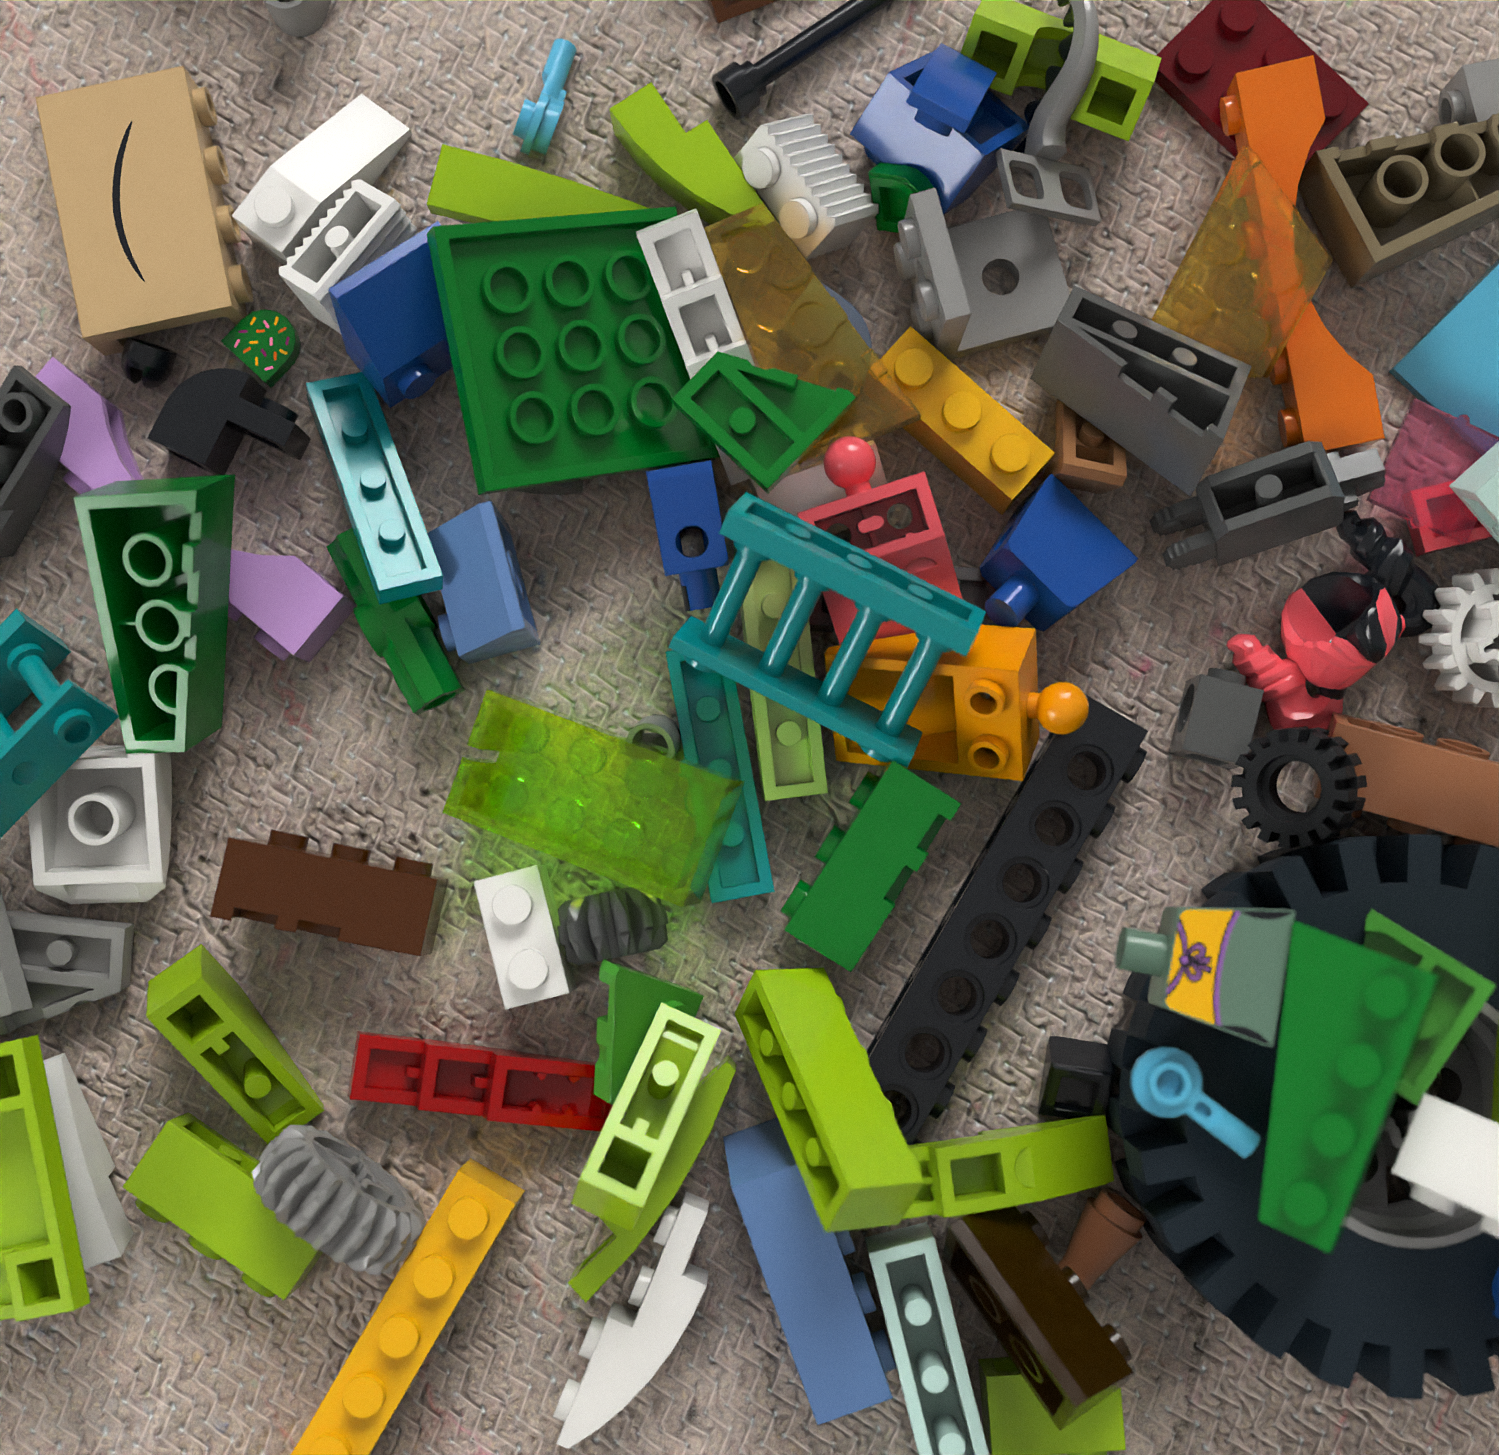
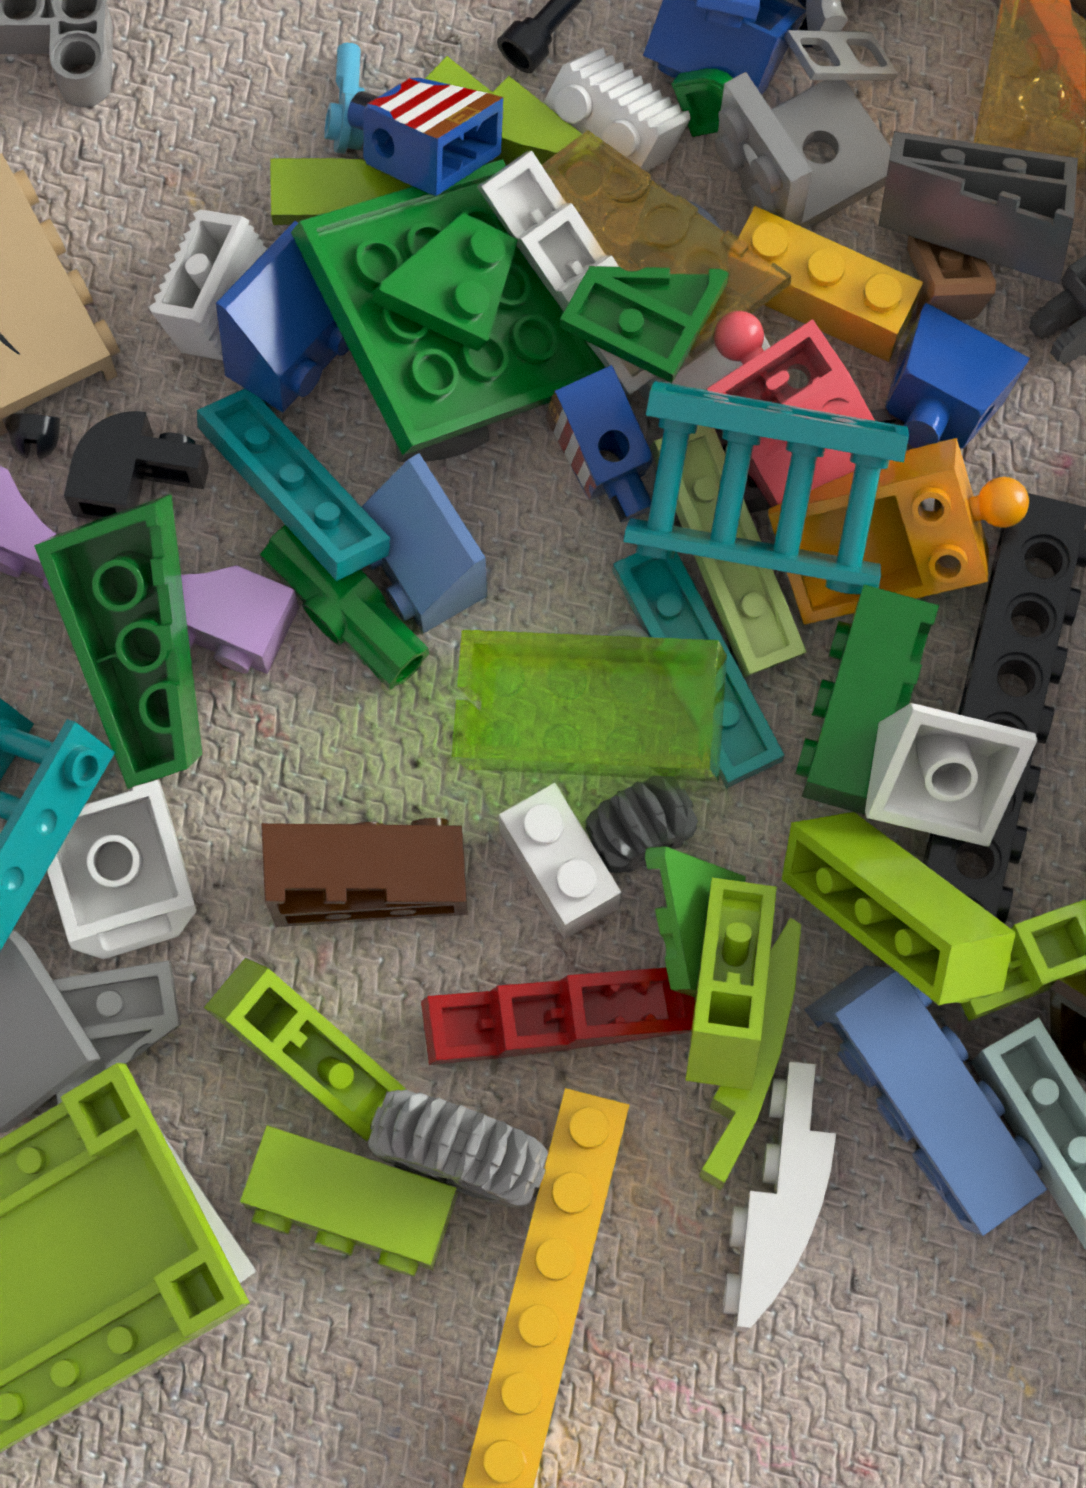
camera: 20 degrees left, 10 degrees down
(265, 344) = (141, 385): green tile -> none
(316, 172) = (152, 226): white slope -> none
(579, 326) = (453, 281): none -> green wing
(605, 160) = (428, 131): none -> blue torso
(914, 975) = (945, 772): none -> white slope

